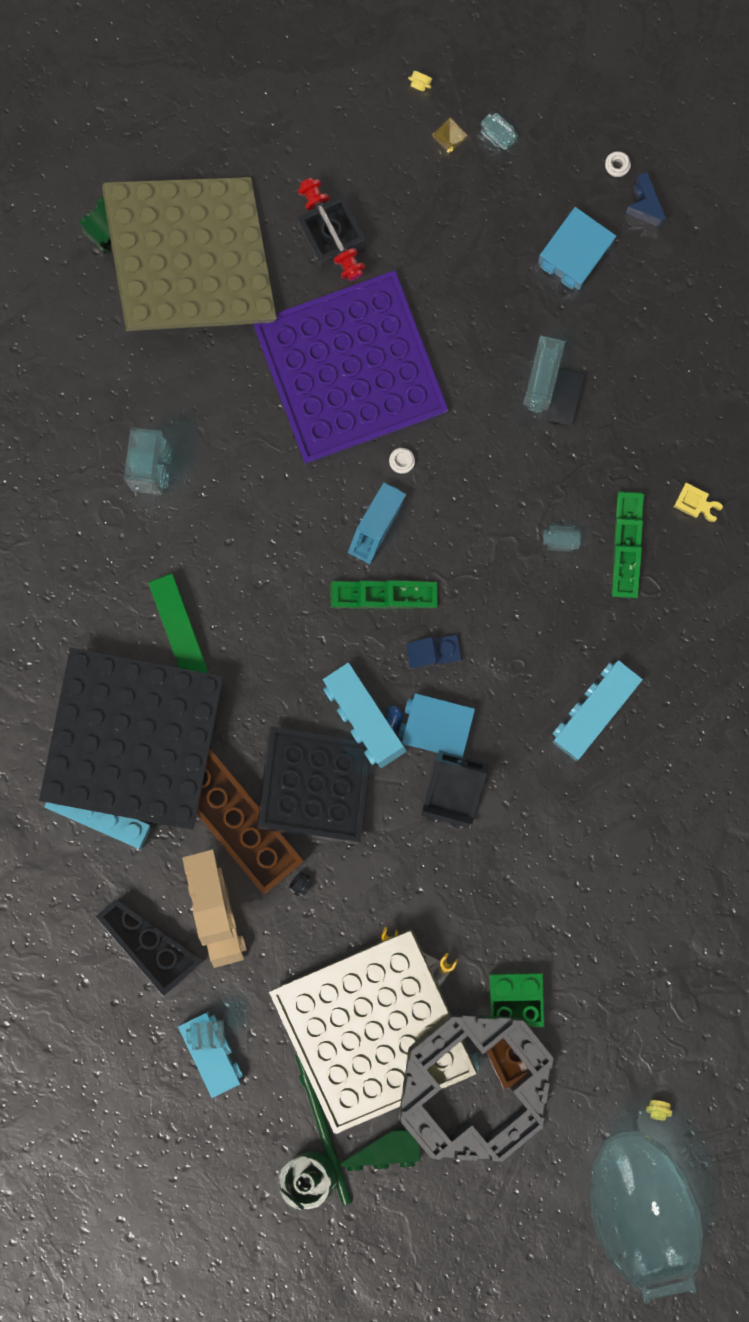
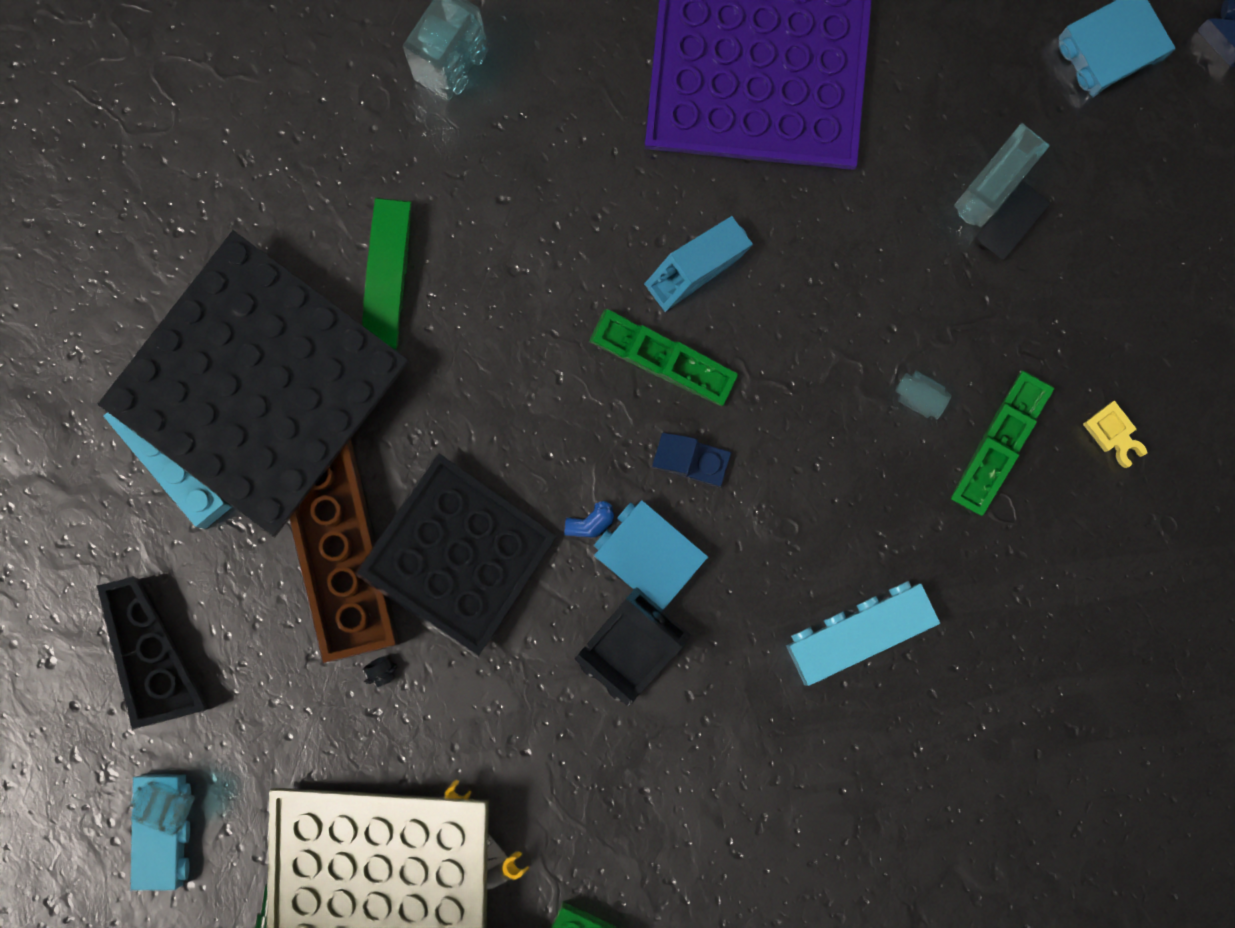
camera: 20 degrees right, 0 degrees up
(213, 909) = (247, 652): tan wedge -> none
(364, 715) = (563, 497): medium azure brick -> none
(401, 460) = (768, 201): white plate -> none

